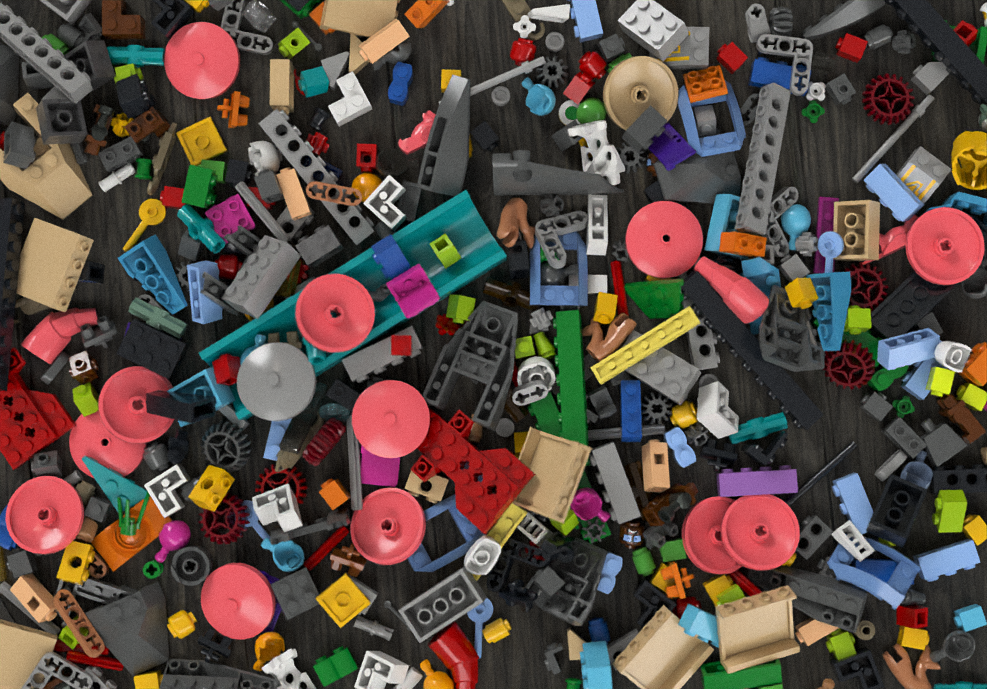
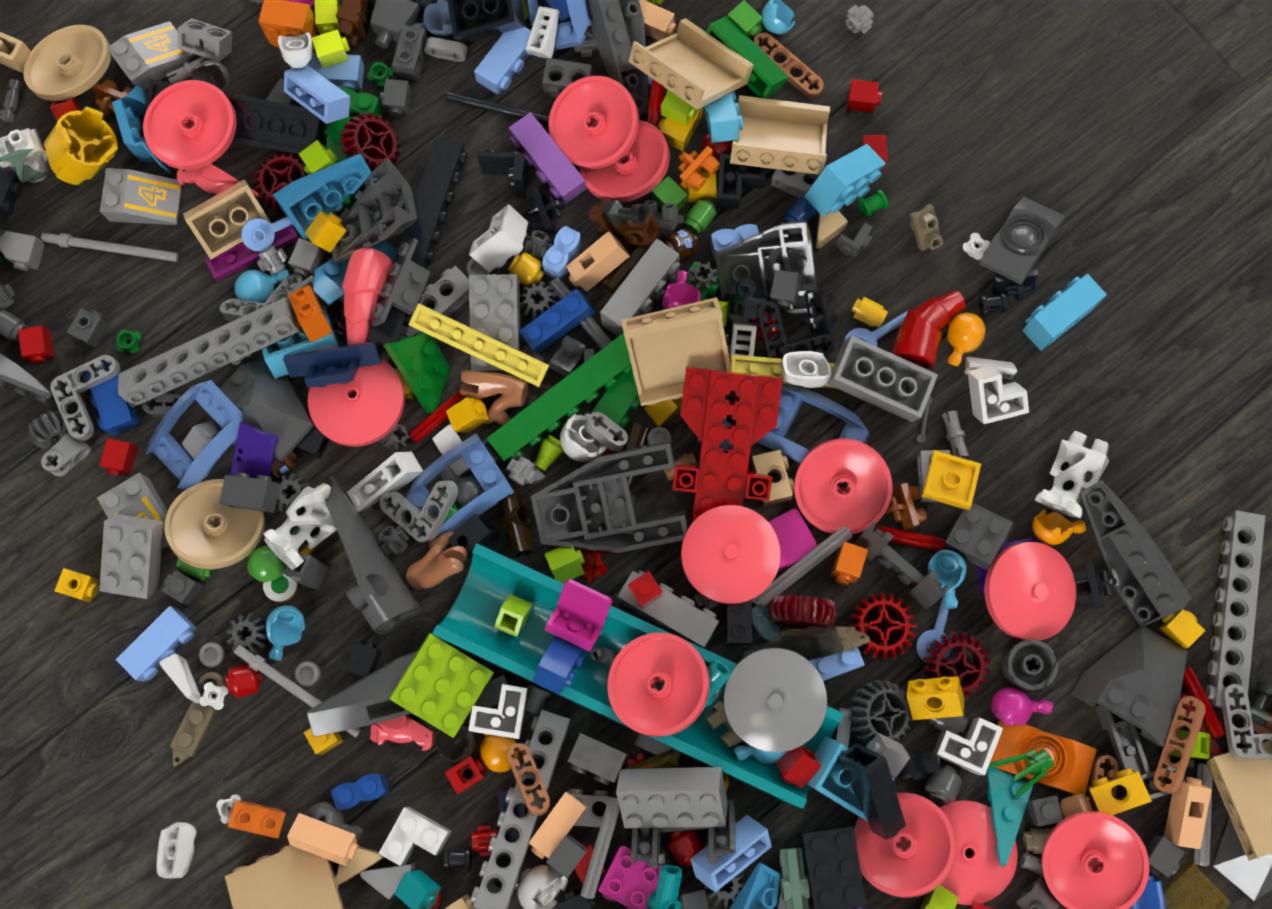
camera: 125 degrees left, 10 degrees down
(151, 574) = (1070, 707): green bush -> none
(181, 624) = (1096, 635): yellow head -> none
(197, 432) = (892, 750): none -> light grey brick
(278, 506) = (903, 611): white brick -> none
(335, 666) = (1021, 447): green brick -> none
(430, 175) = (441, 685): none -> lime plate
(524, 347) = (560, 468): lime brick -> none
(579, 87) = (246, 593): brick -> none
(592, 65) = (213, 596): red head -> none
(695, 236) = (332, 364): none -> dark blue bracket
(705, 83) = (162, 464): orange tile -> none
(720, 320) = (404, 285): none -> dark grey bracket
(759, 428) = (490, 190): teal piece -> none
(820, 87) = (106, 345): white plate -> none
(887, 106) = (56, 276): dark red gear -> none
(893, 193) = (166, 208): light blue brick -> none

